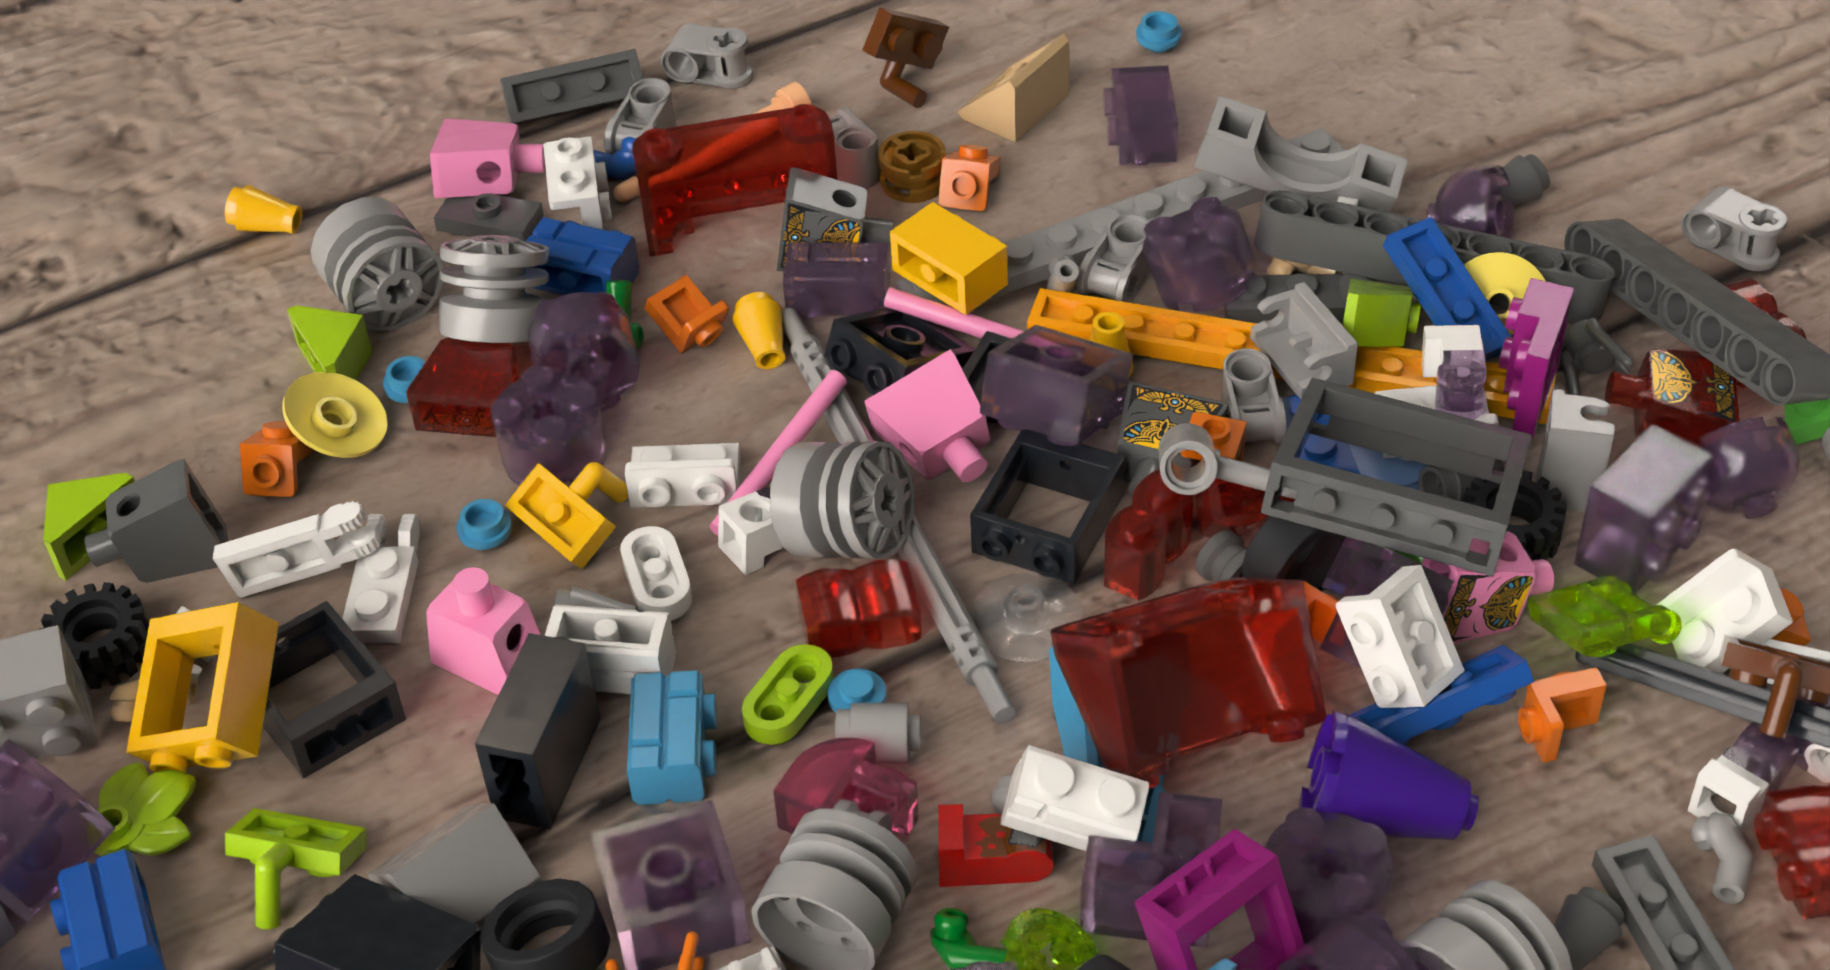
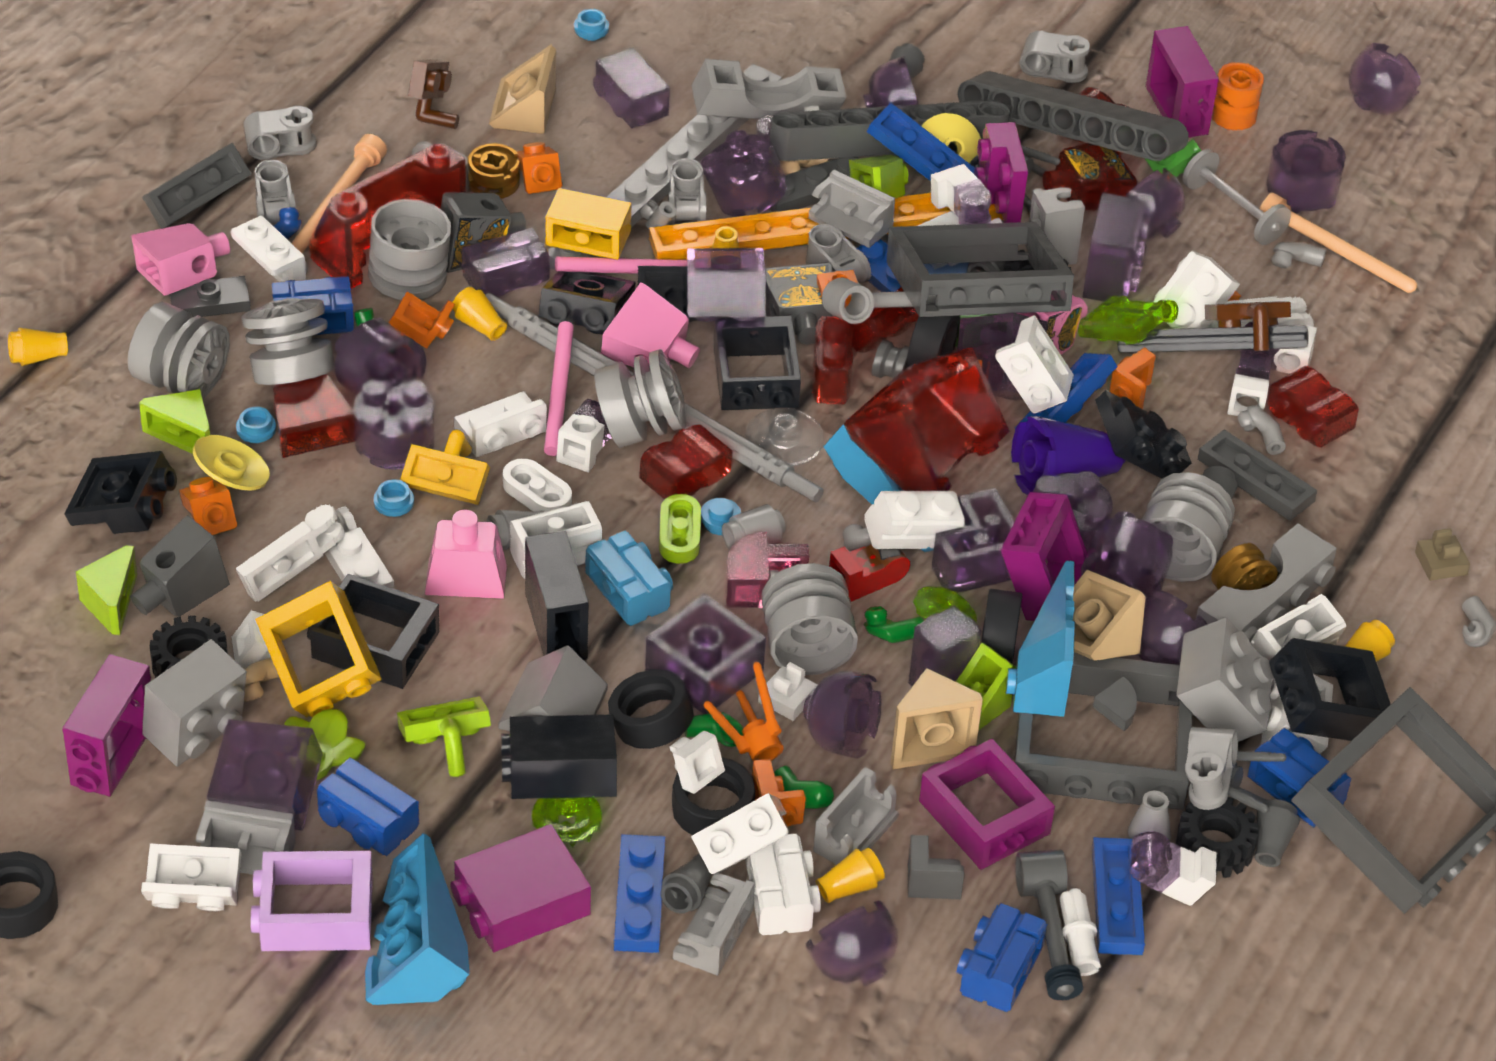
camera: 35 degrees left, 0 degrees up
(197, 410) = (122, 492): none -> black plate
(726, 225) = (409, 249): none -> light grey wheel
(1509, 801) = (1142, 436): none -> black plate

